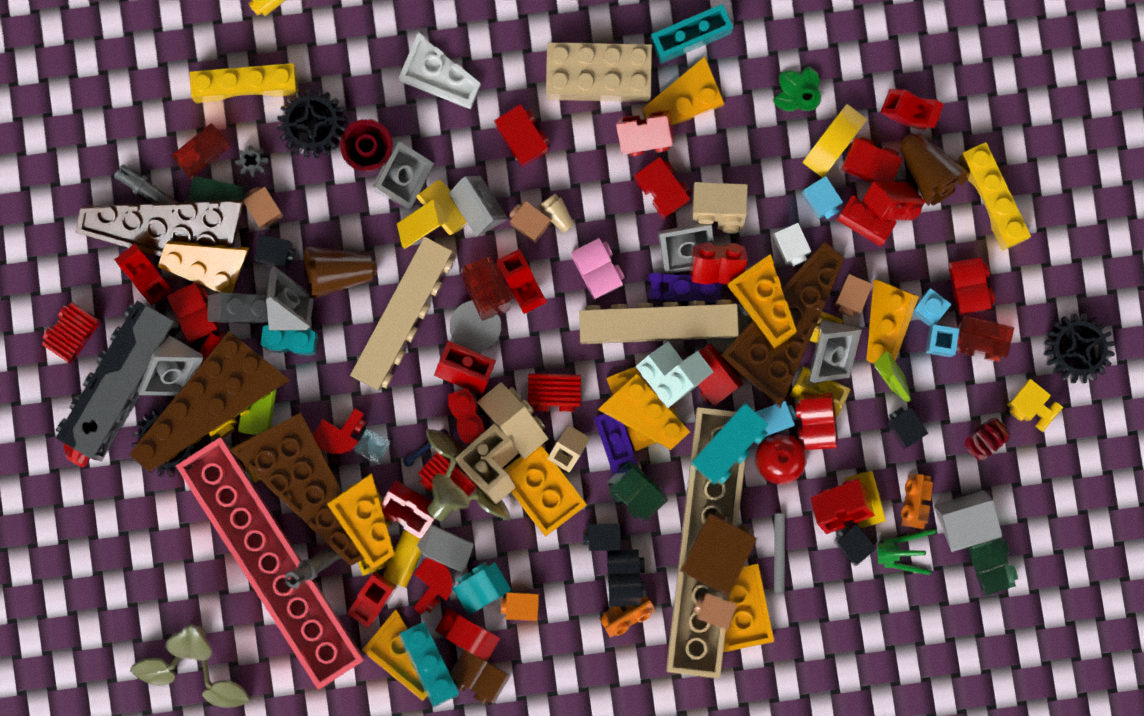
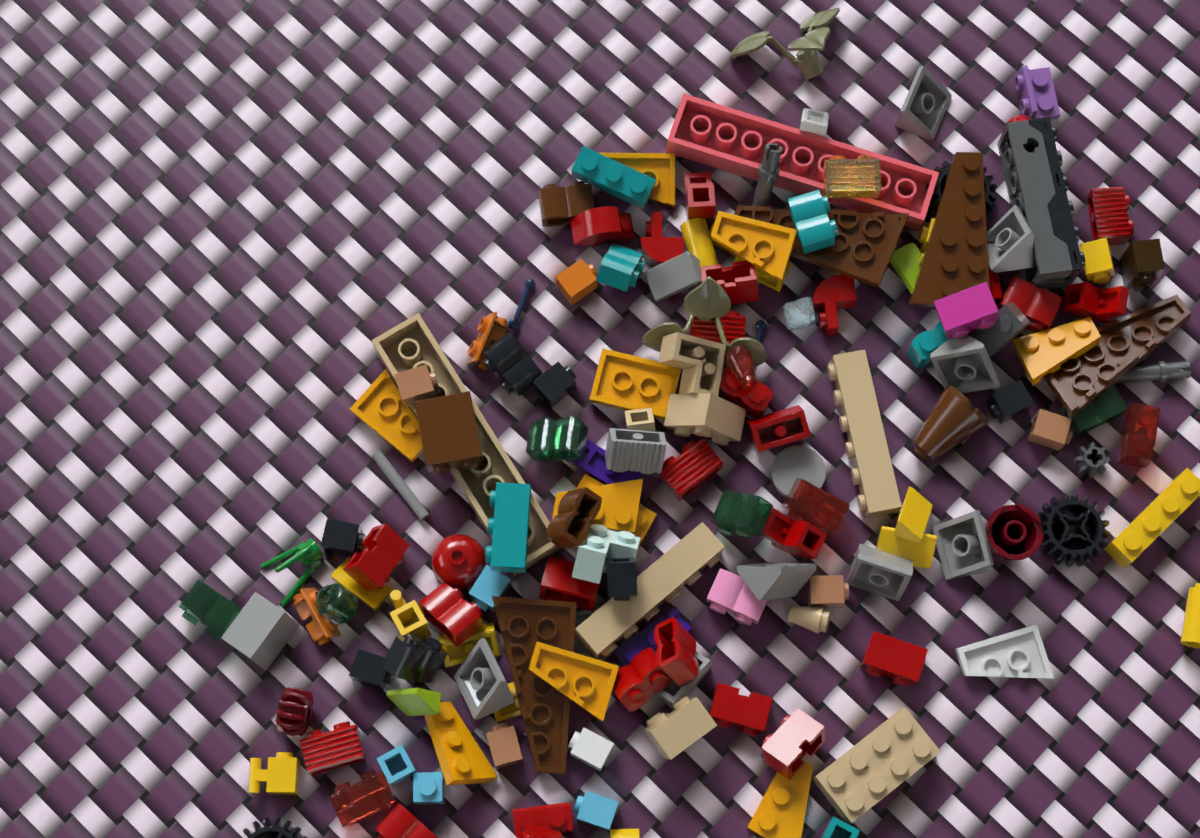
camera: 140 degrees right, 10 degrees down
(36, 474) = (1037, 93): none -> medium lavender bracket
(84, 272) = (1141, 264): none -> dark brown brick
(115, 301) = (1098, 261): none -> yellow brick
(133, 534) = (924, 105): none -> light grey slope
(233, 587) = (814, 121): none -> white plate
(249, 512) = (852, 177): none -> clear yellow brick
(255, 336) = (967, 311): none -> dark pink brick
(309, 502) = (812, 222): none -> teal brick
(457, 431) = (741, 365): none -> clear red cone
(546, 325) = (741, 514): none -> clear green brick
(561, 259) = (775, 579): none -> light grey slope
(588, 432) = (635, 450): none -> light grey brick
(594, 613) = (514, 323): none -> dark blue hinge
(675, 414) = (573, 518): none -> reddish brown brick
(677, 342) = (621, 578): none -> black brick
(679, 259) = (676, 651): none -> red brick
(853, 441) = (408, 617): none -> yellow brick
(872, 406) = (414, 658): none -> black brick
(896, 495) = (337, 603): none -> clear green head
(979, 392) = (332, 749): none -> red brick

